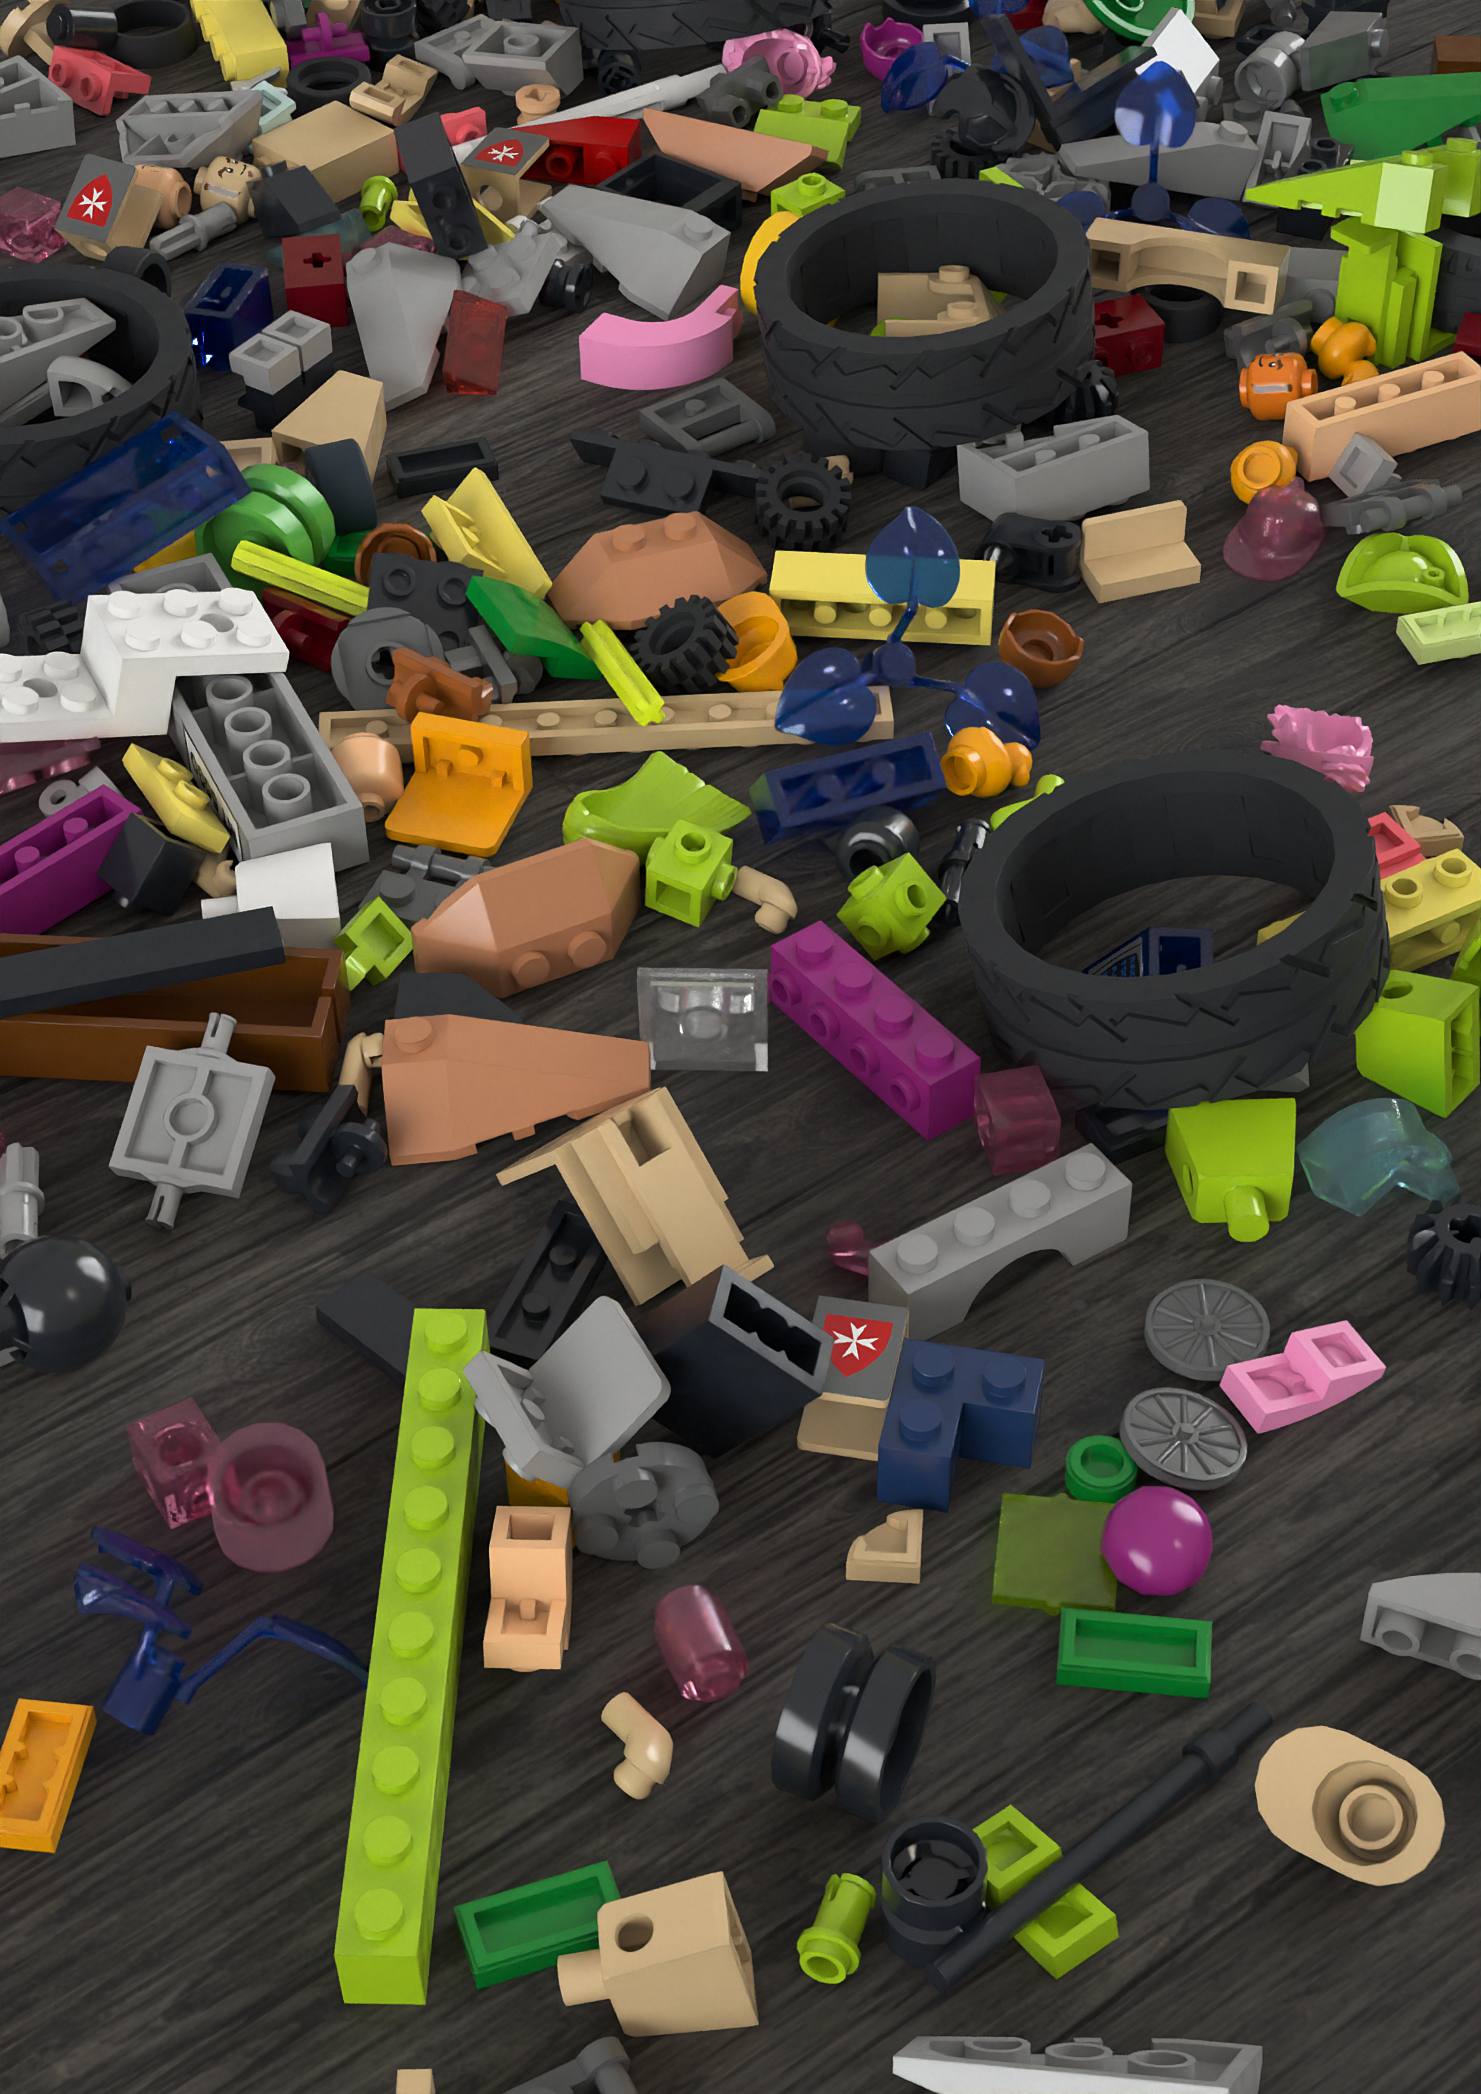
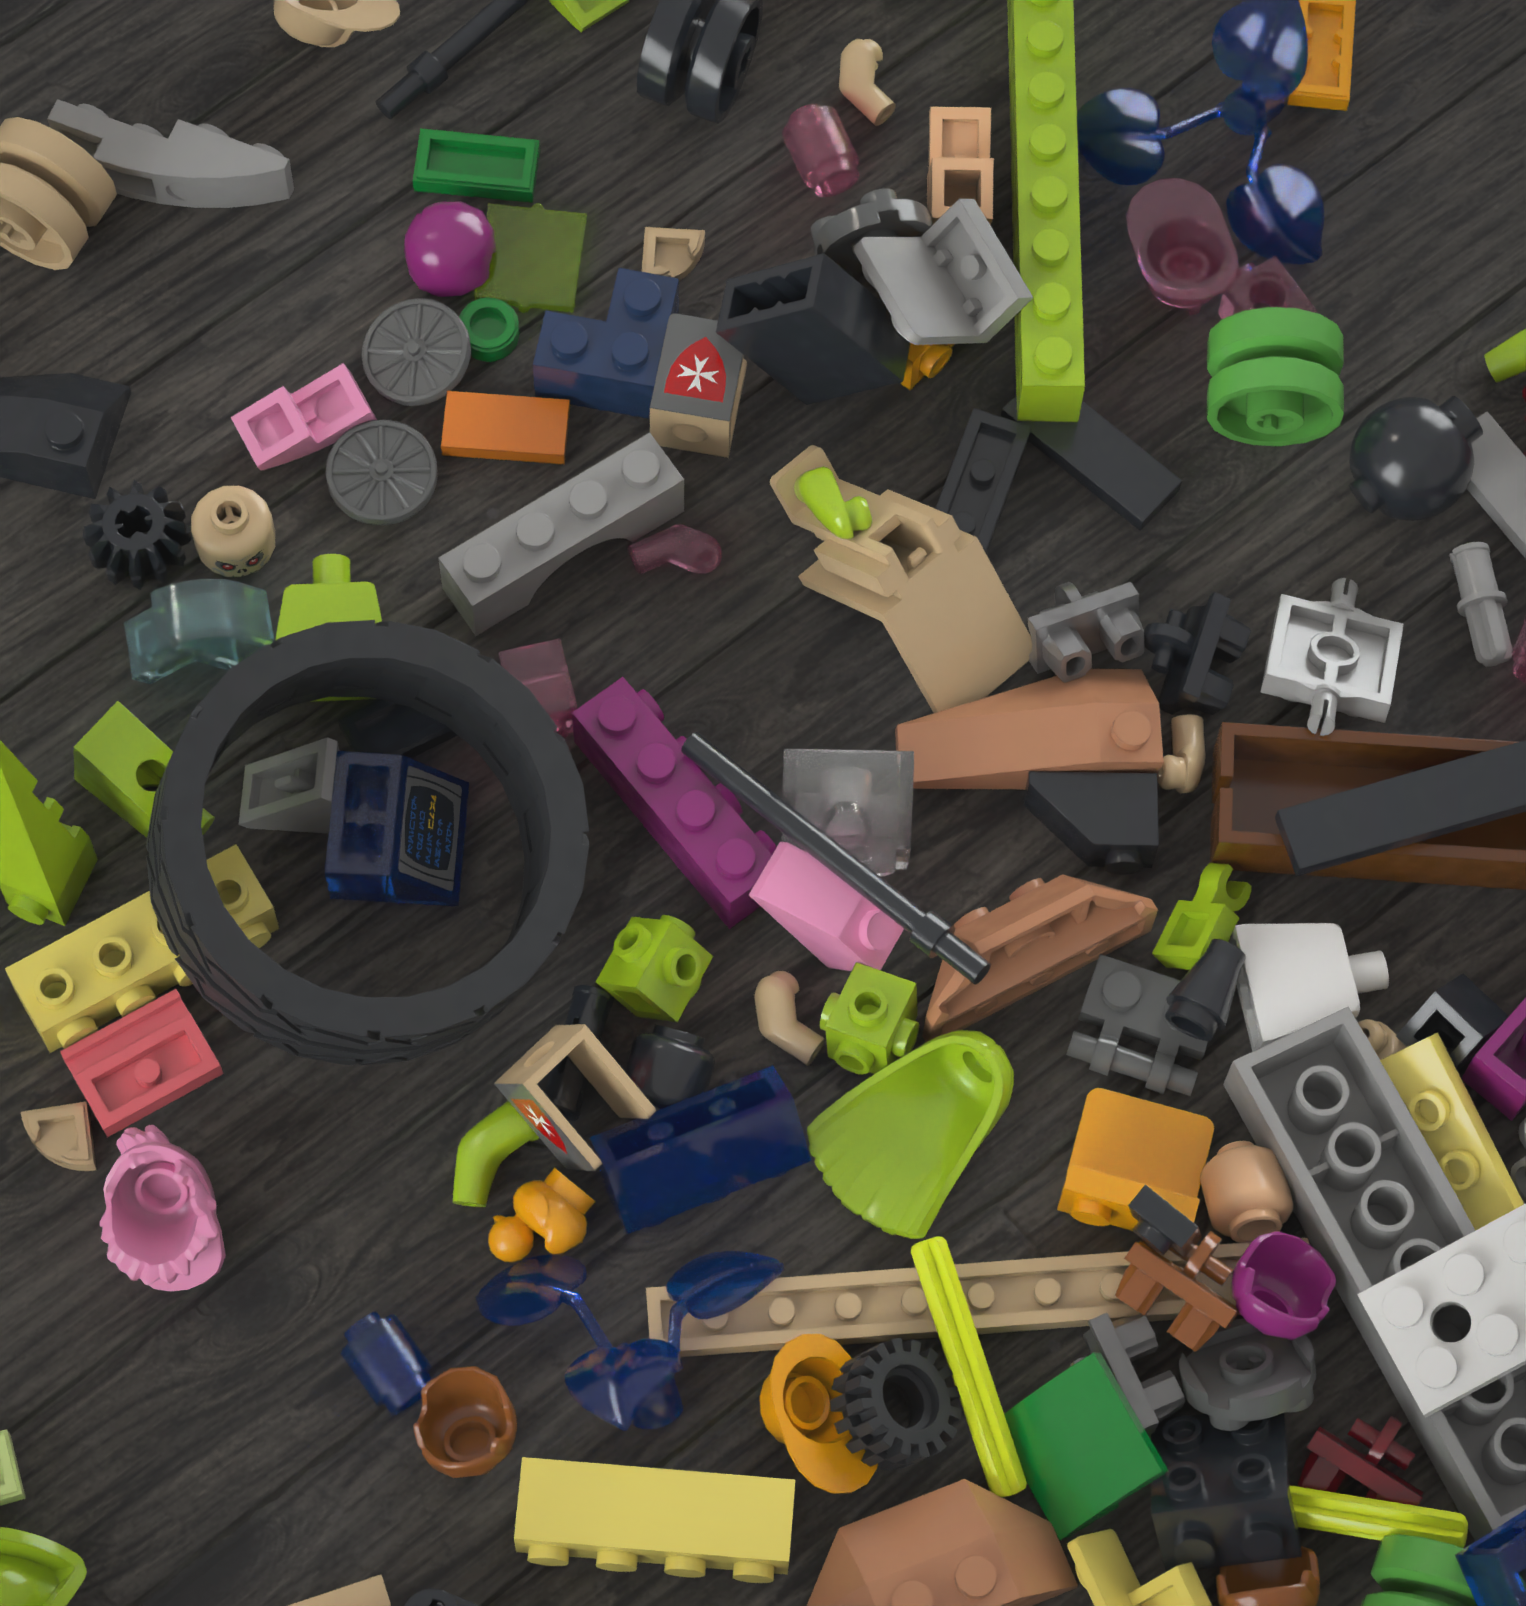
camera: 175 degrees right, 25 degrees up
(194, 1338) = (1275, 376): none -> bright green wheel
(351, 682) = (1282, 1285): none -> magenta hair
(378, 864) = (1206, 992): none -> black cone
(445, 682) = (1162, 1224): none -> black plate
(448, 1171) = (1083, 626): none -> flat silver hips
(635, 856) = (928, 930): none -> black bar
(717, 1202) = (822, 496): none -> lime arm
(722, 923) = (824, 911): none -> bright pink slope
(956, 808) = (599, 1068): none -> tan piece
(1083, 1367) = (505, 427): none -> orange tile
(1109, 689) = (386, 1361): none -> clear blue brick
(1359, 1242) = (233, 531): none -> tan head

